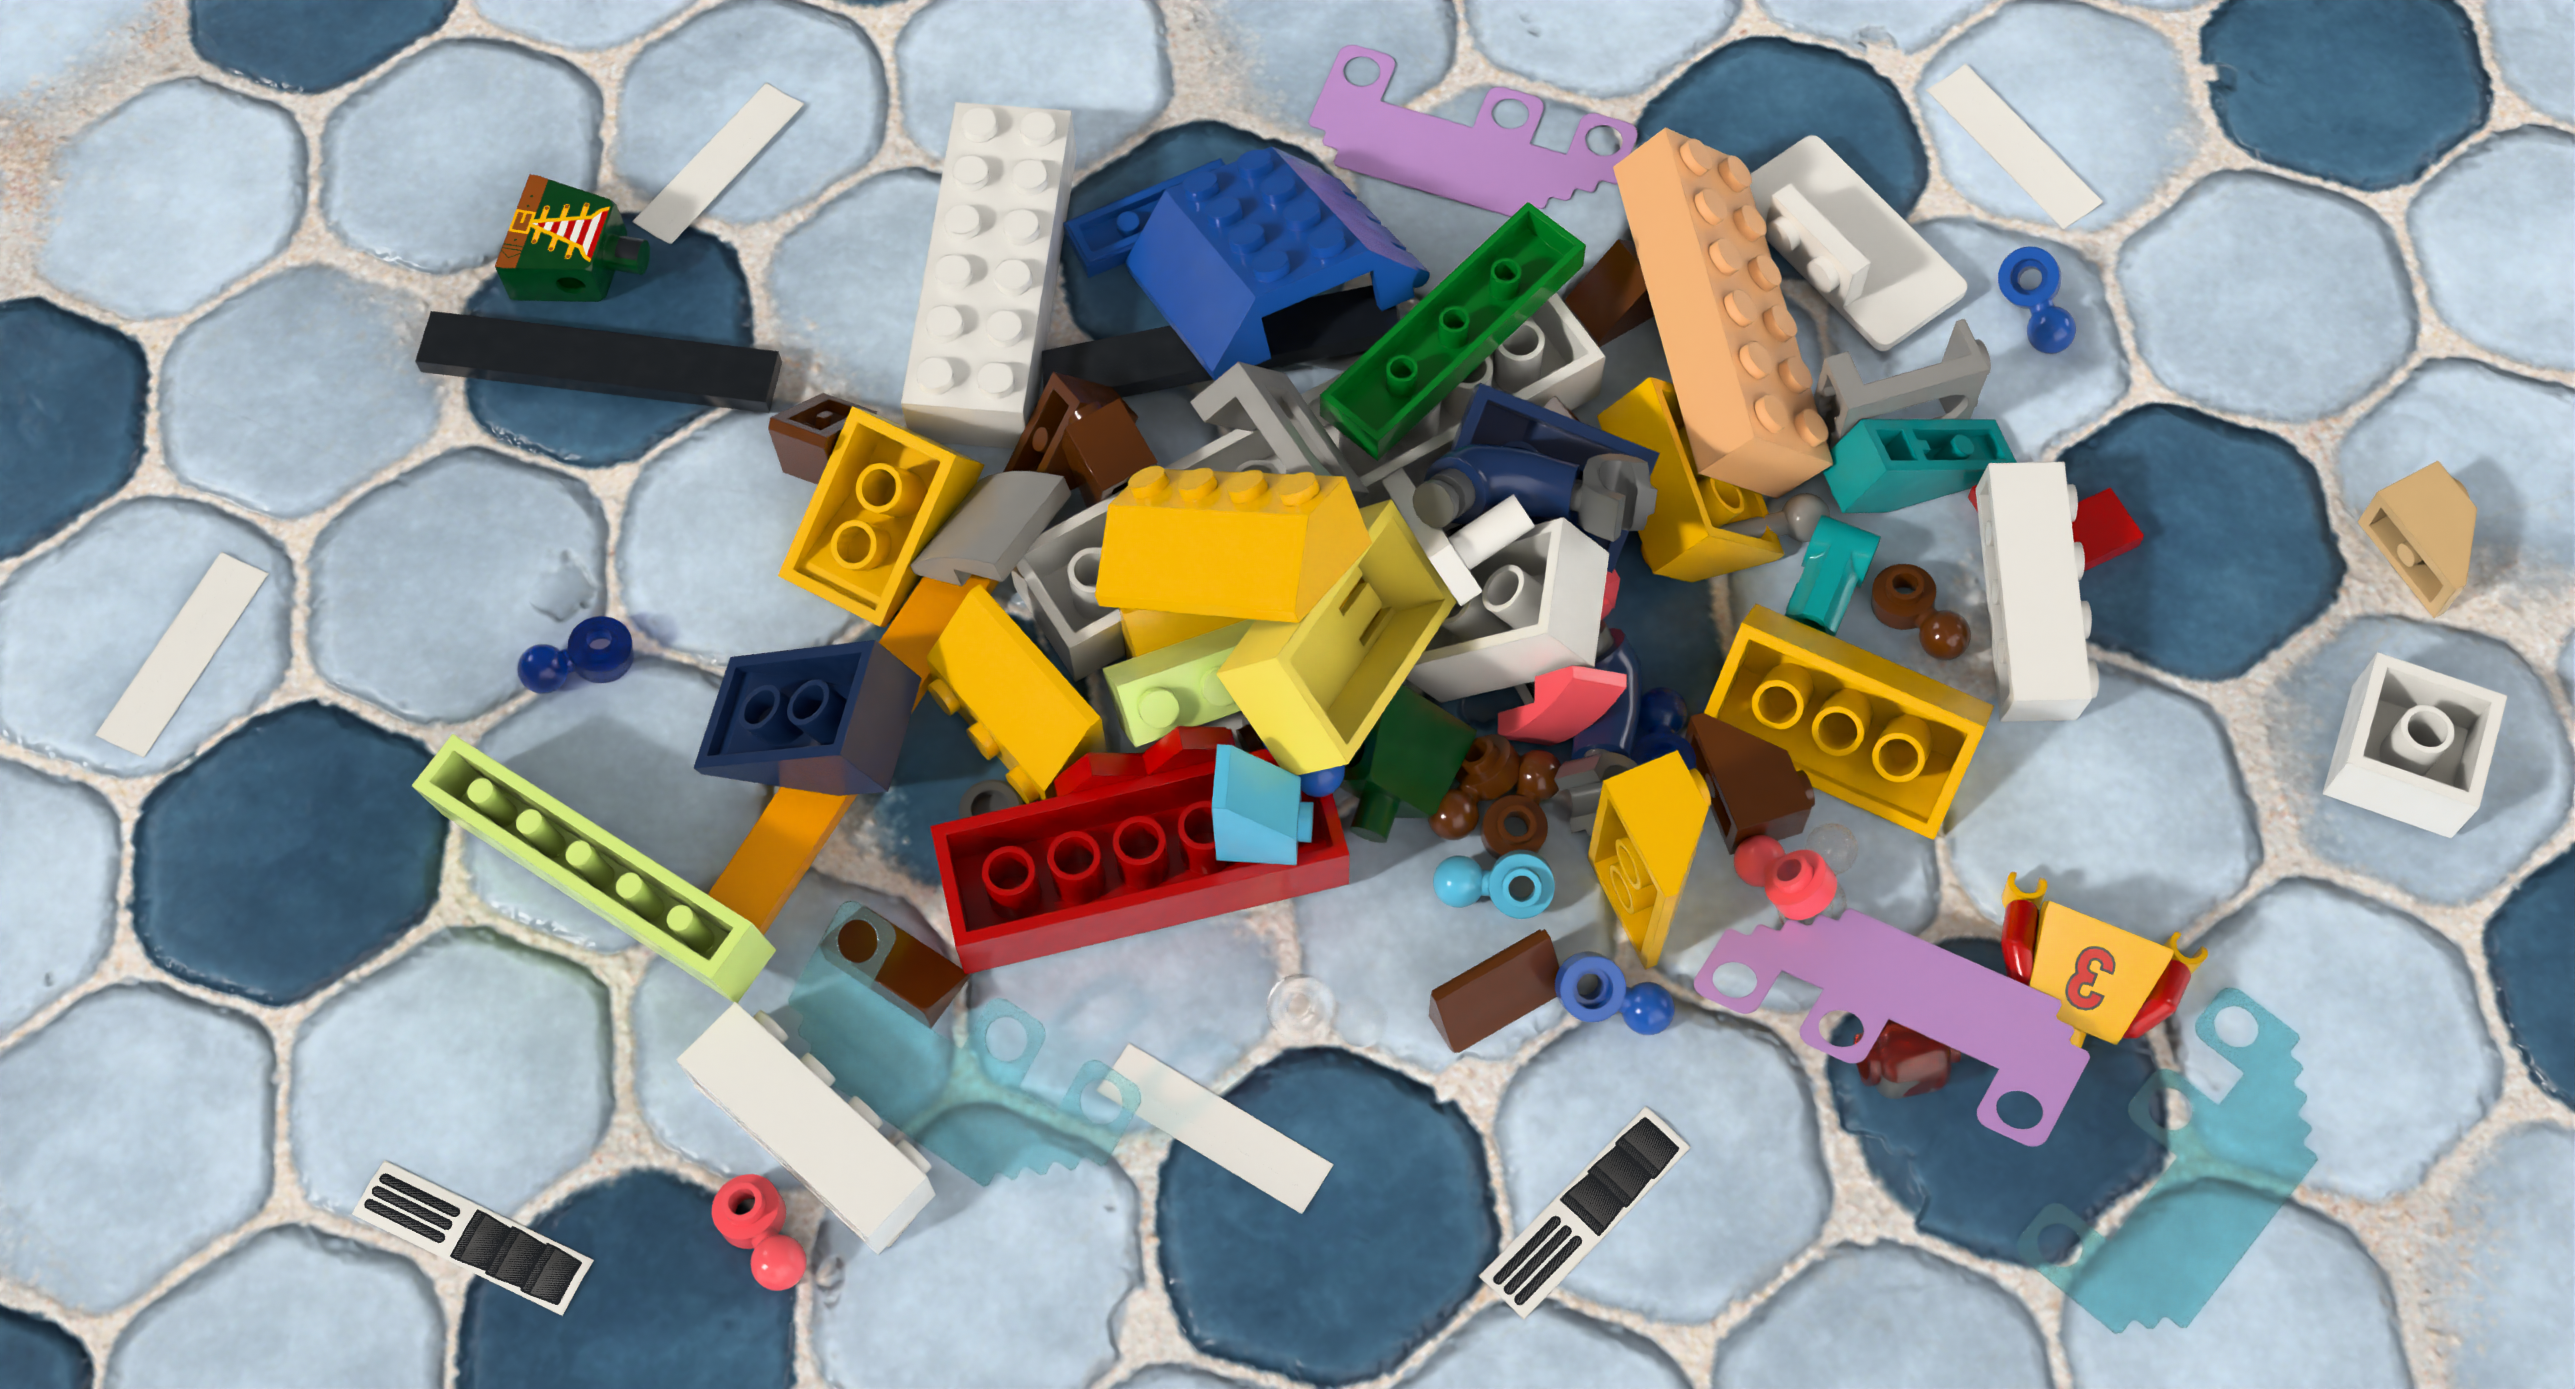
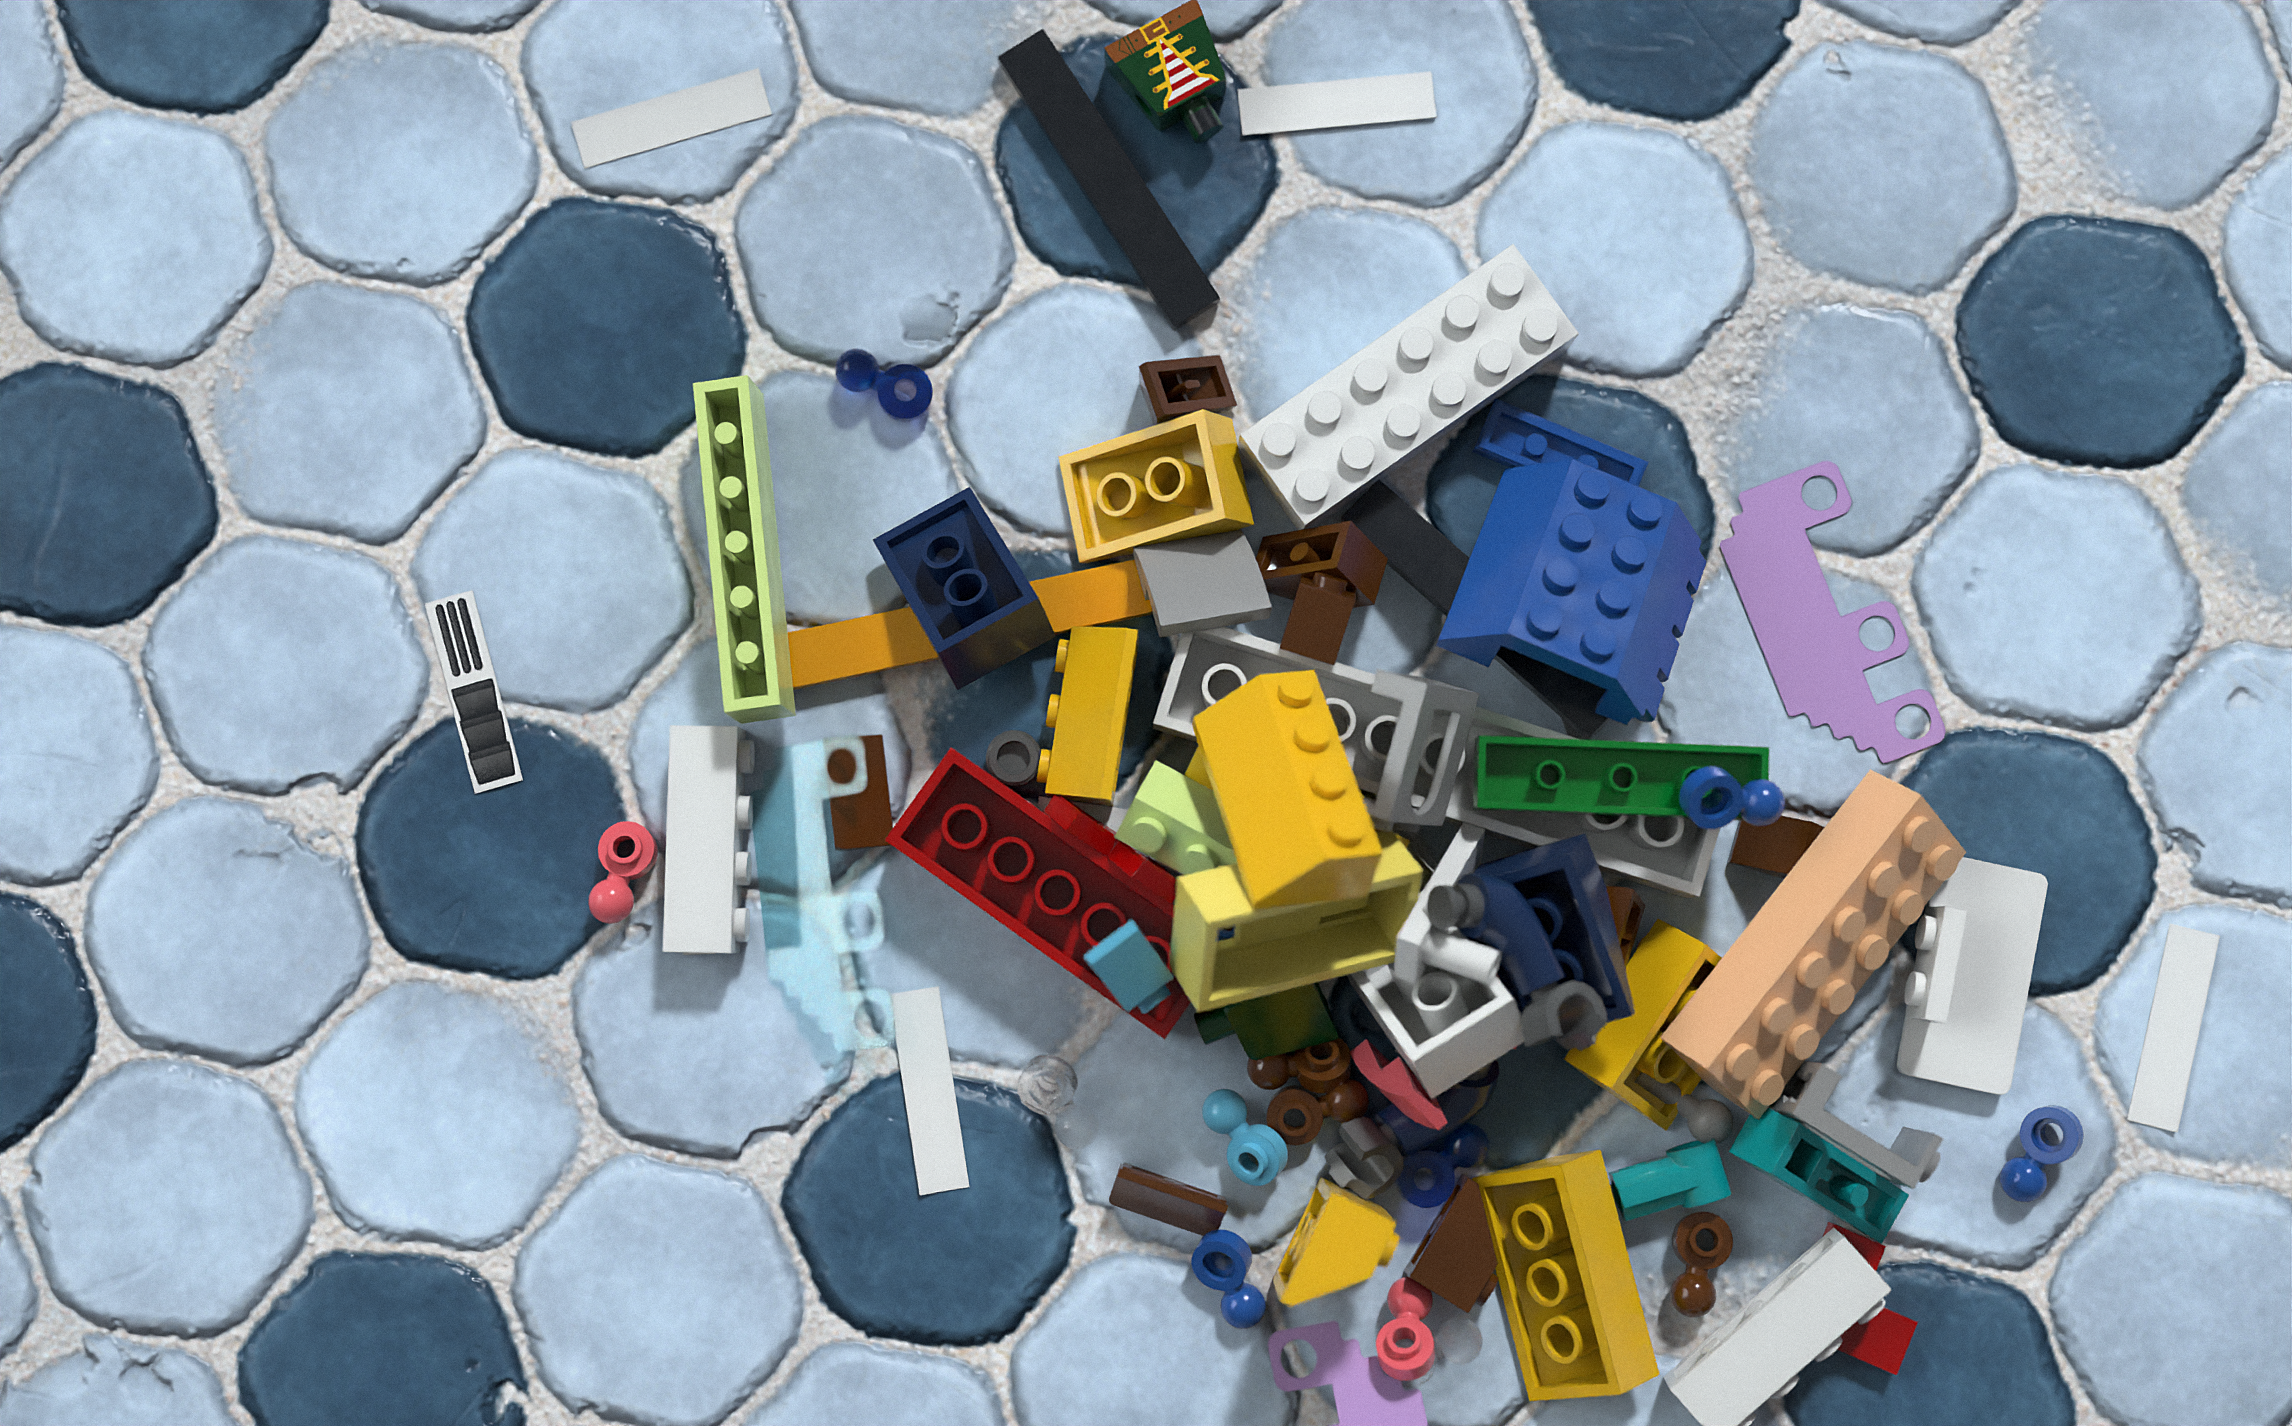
camera: 50 degrees right, 20 degrees up
(1535, 254) = (1757, 802): none -> blue plate
(1584, 1212) = (1073, 1373): sticker -> none

